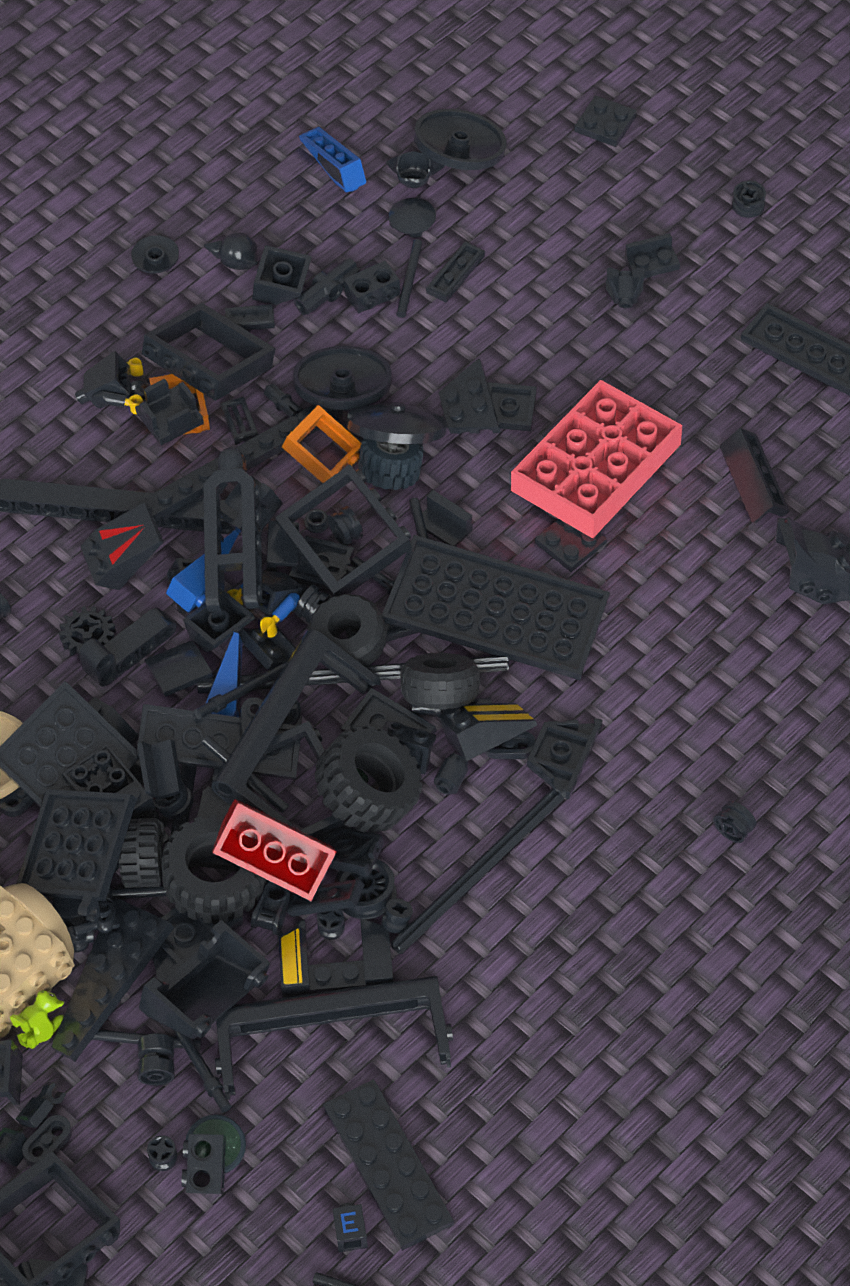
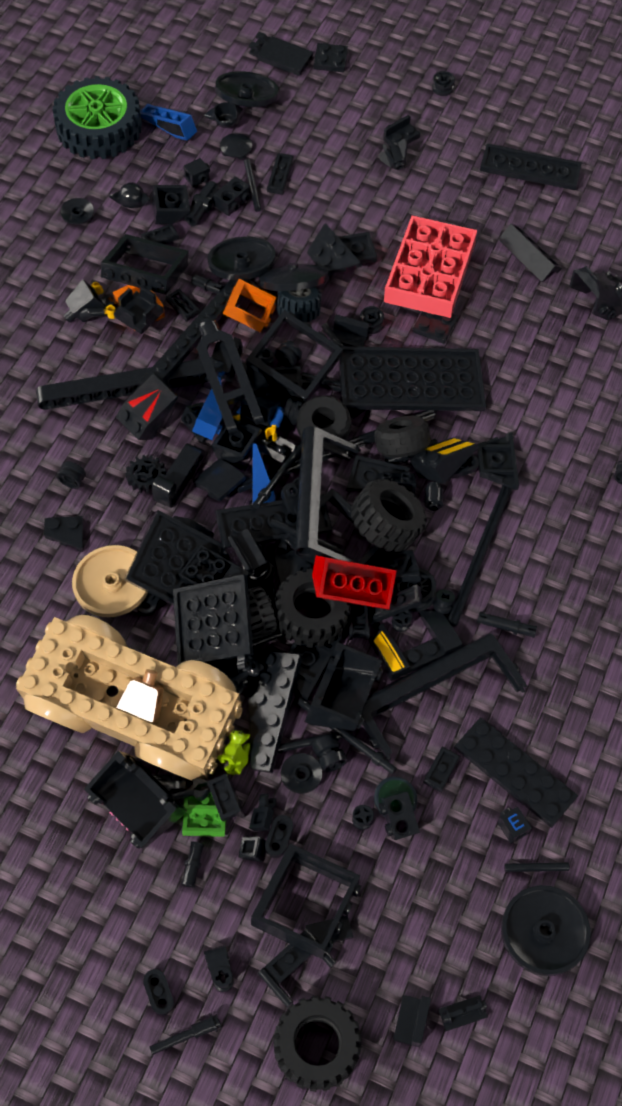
camera: 25 degrees left, 5 degrees up
(109, 1062) = (299, 764): none -> black dish
(220, 129) = (86, 114): none -> black wheel
(291, 1128) = (441, 769): none -> black plate
(339, 241) = (196, 172): none -> black brick
(476, 506) = (374, 317): none -> black wheel
(476, 978) = (507, 624): none -> black pin
(536, 99) = (280, 53): none -> black tile

